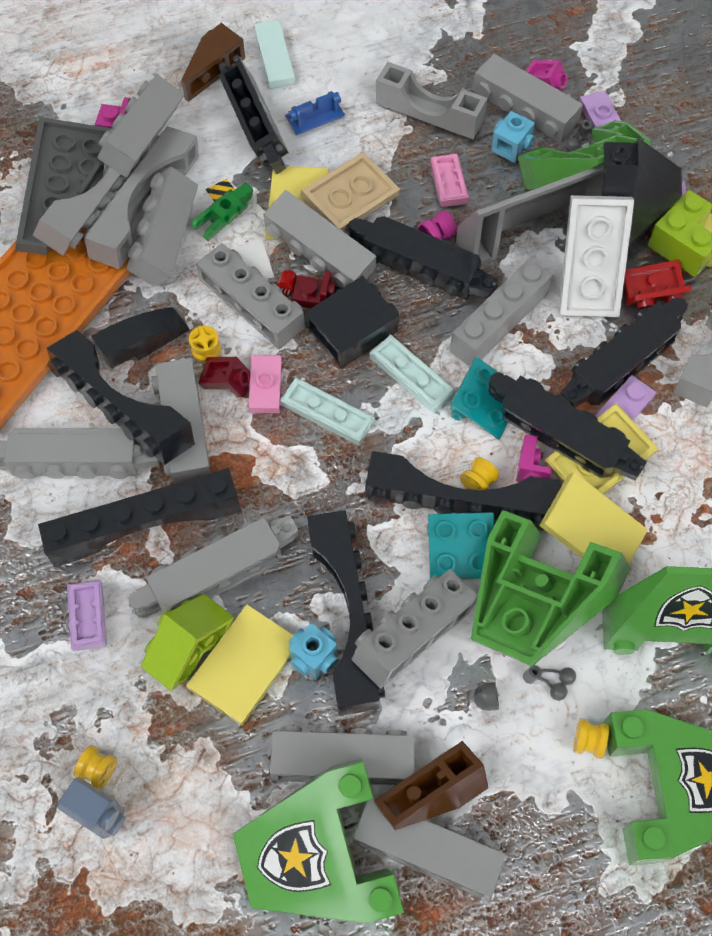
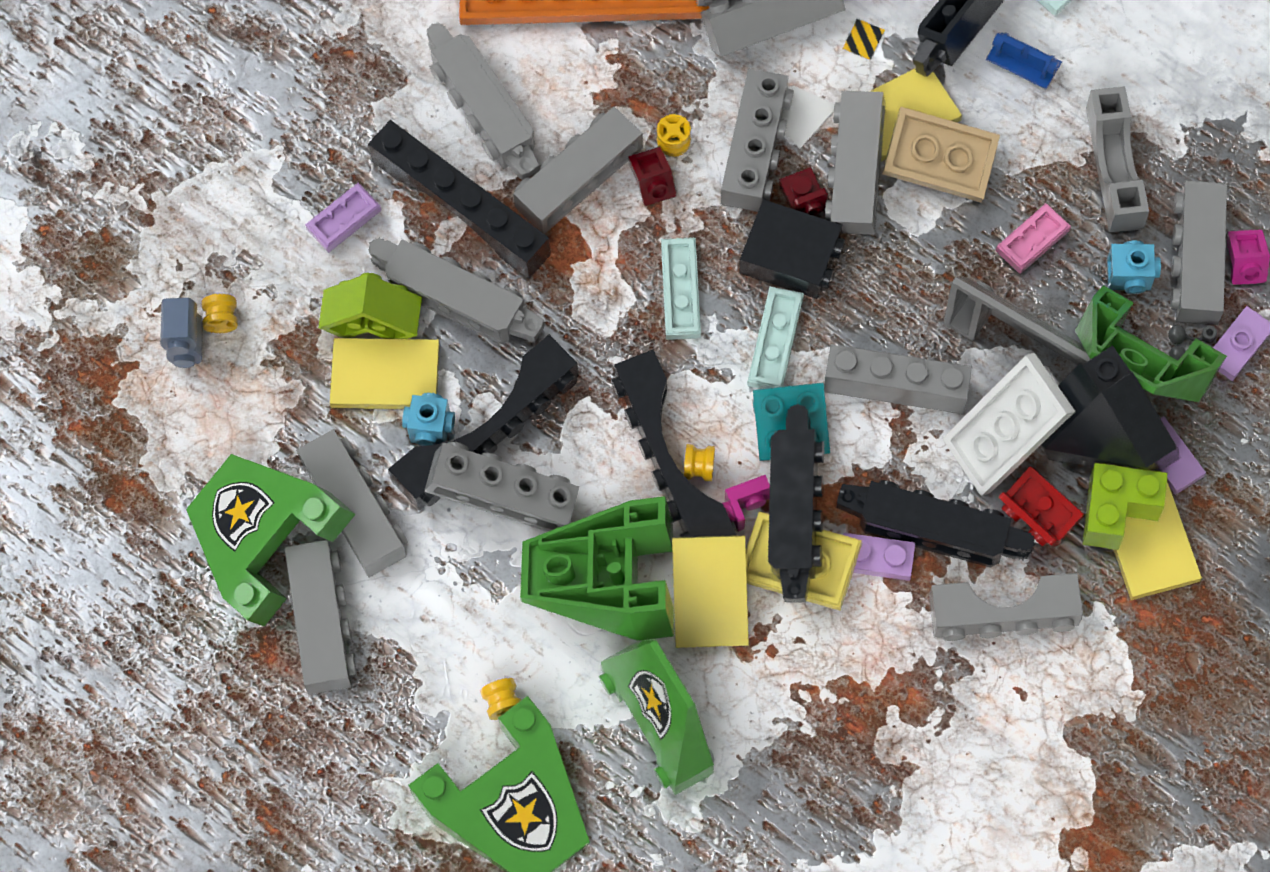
camera: 60 degrees right, 5 degrees up
(138, 335) = (642, 73): black slope -> none
(155, 427) = (542, 147): black arch -> none
(223, 210) = (854, 52): green hinge -> none
(265, 384) = (671, 215): bright pink plate -> none
(287, 282) = (797, 162): red piece -> none
(423, 257) = (914, 268): black hinge -> none
(435, 788) = (367, 589): reddish brown slope -> none
(441, 226) = (966, 266): dark pink wheel -> none
(458, 543) = (615, 479): teal hinge -> none
(486, 697) = (486, 593): dark grey hinge -> none
(557, 691) = (532, 651): dark grey piece -> none

